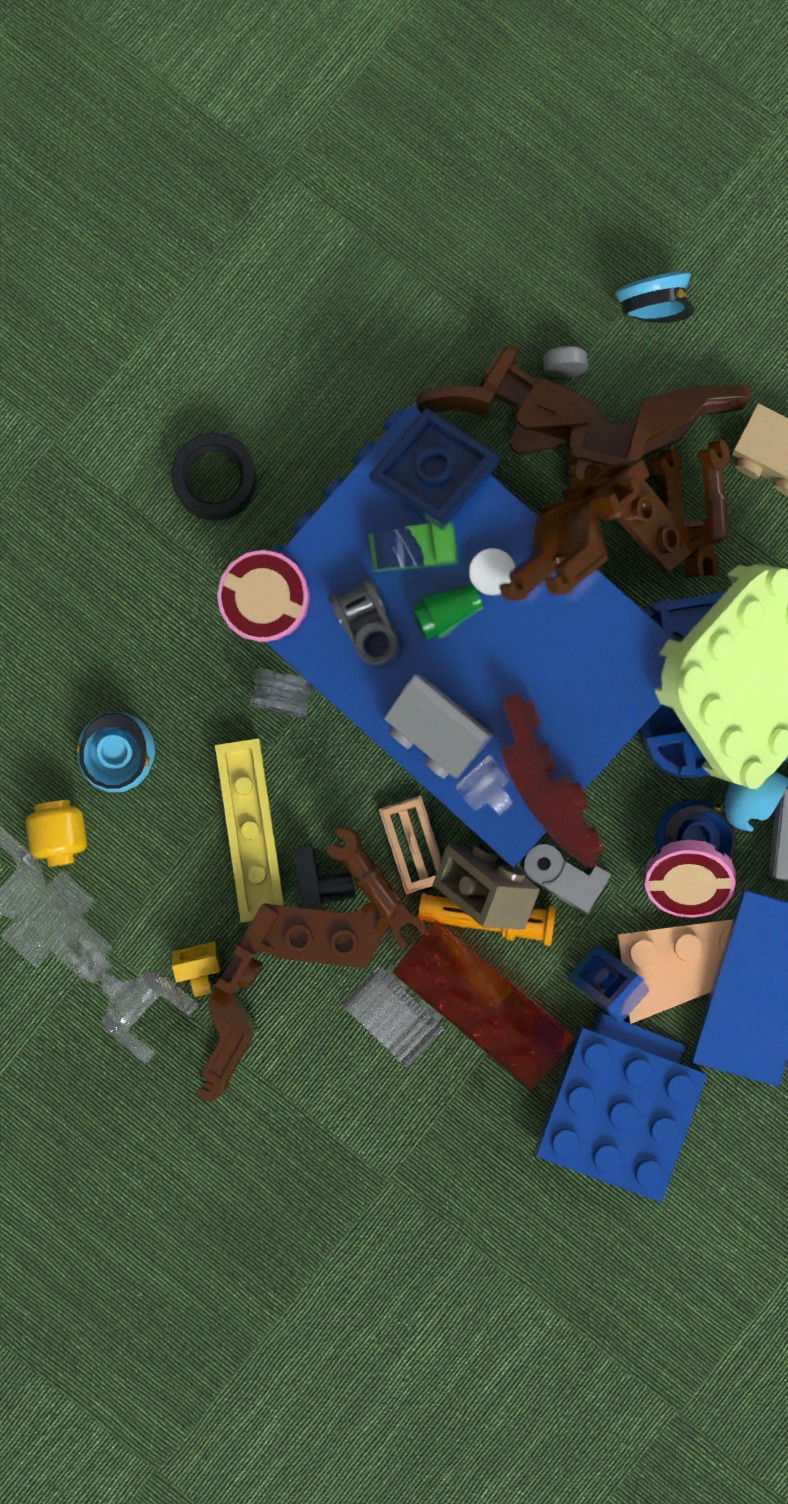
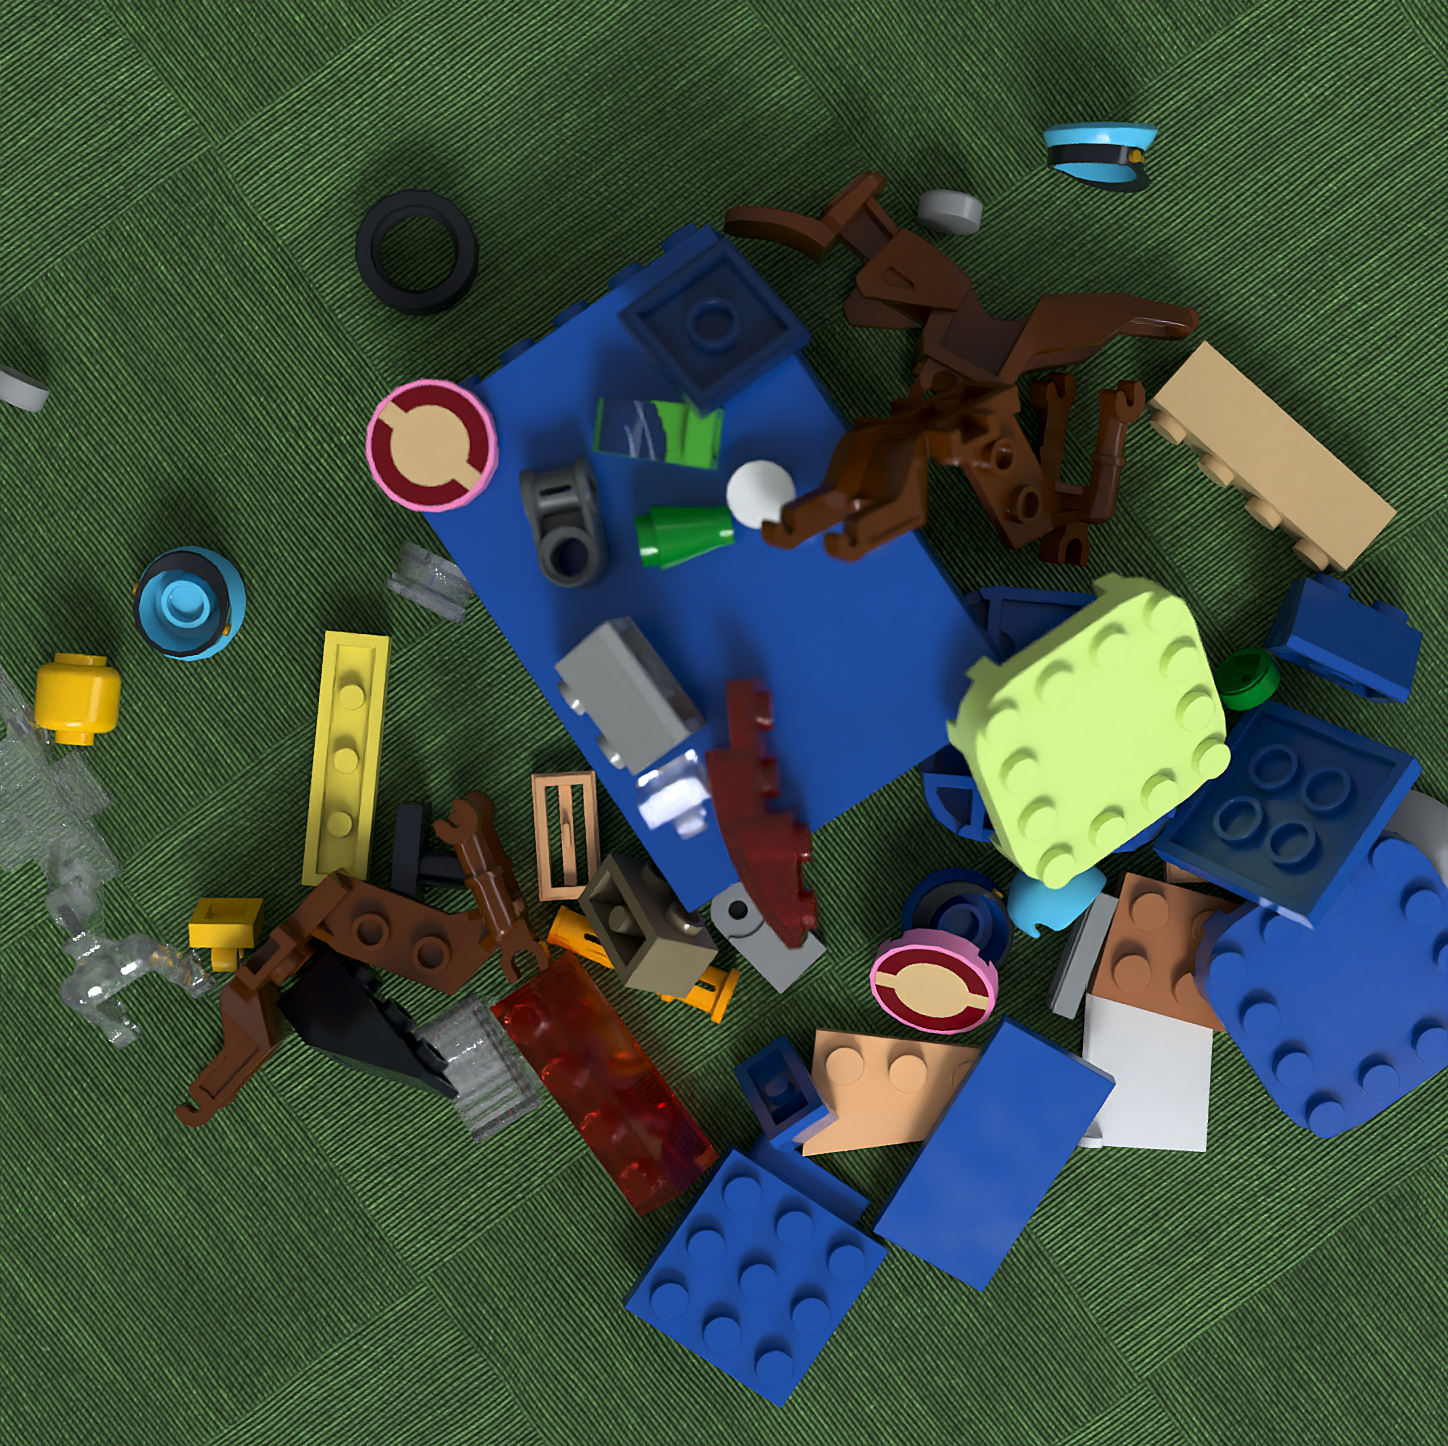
camera: 15 degrees right, 5 degrees up
(308, 1012) = (350, 1021): none -> black slope

